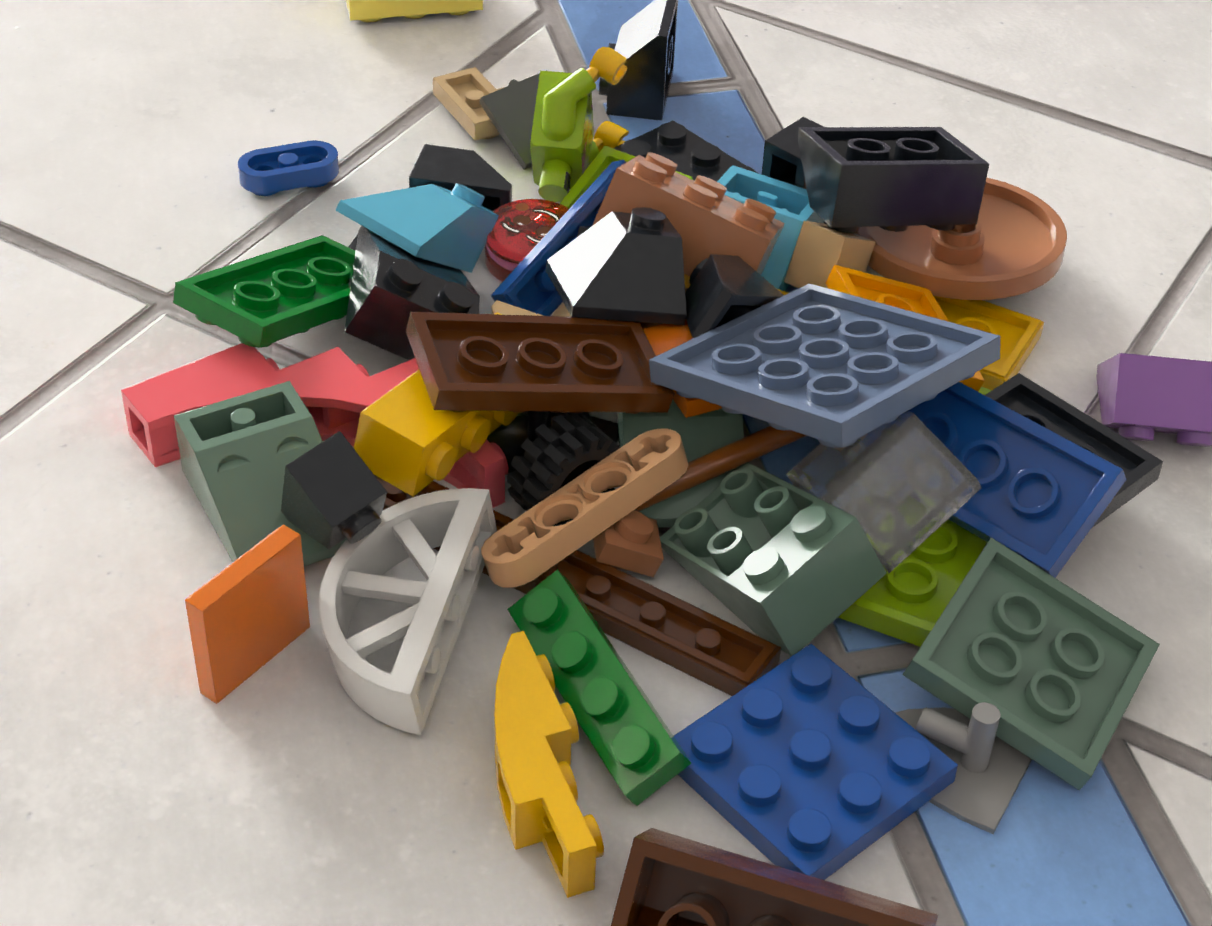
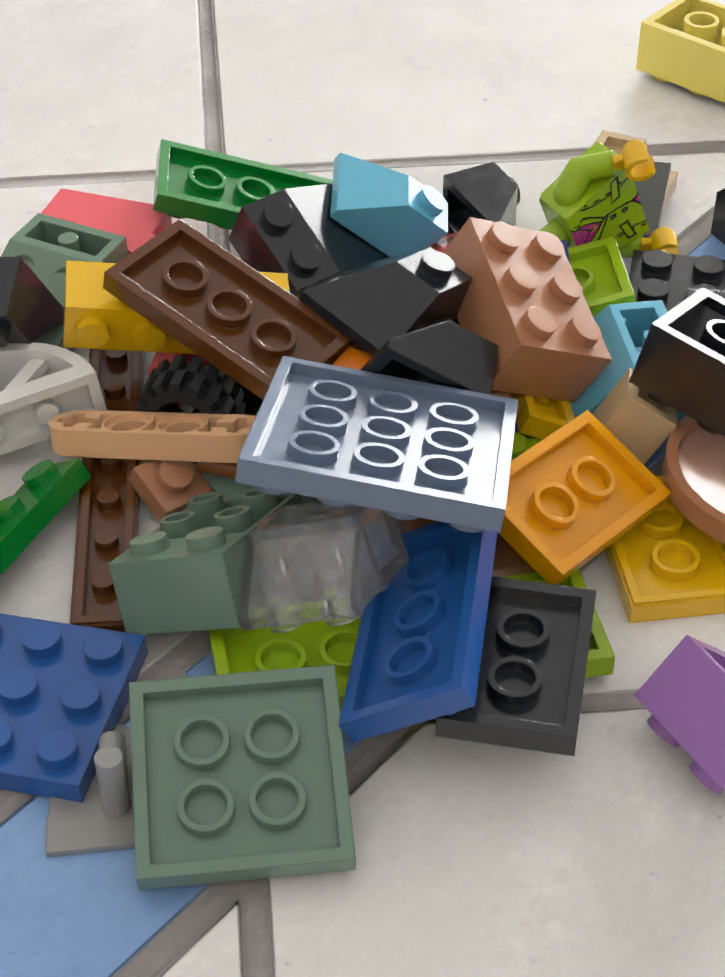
camera: 55 degrees right, 0 degrees up
(288, 167) = (412, 134): blue plate -> none

